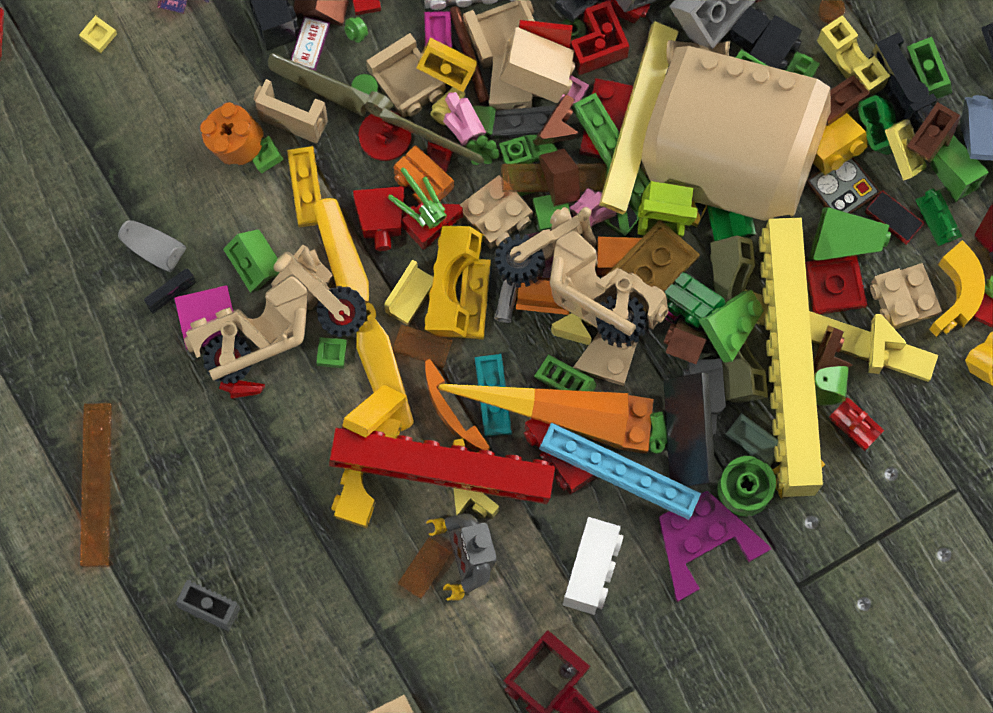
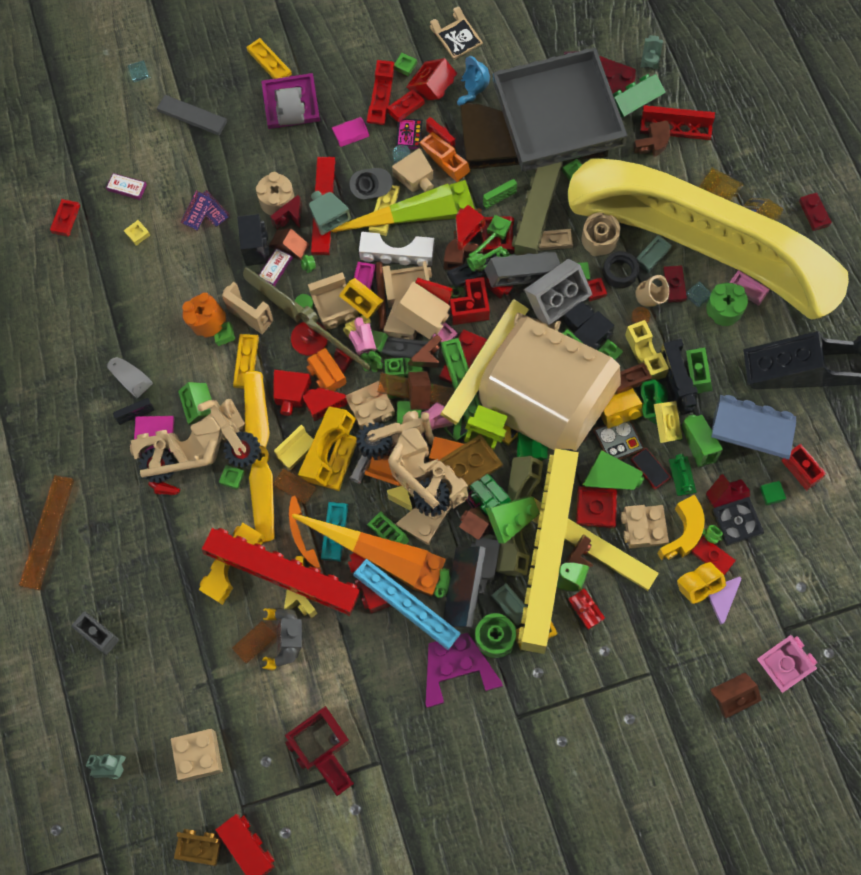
camera: 20 degrees right, 5 degrees down
(374, 410) = (244, 522): yellow tile -> none
(431, 212) = (322, 396): bright green plant -> none
(593, 566) = (369, 667): white brick -> none
(882, 337) = (620, 551): light yellow slope -> none
(934, 132) = (689, 413): copper slope -> none

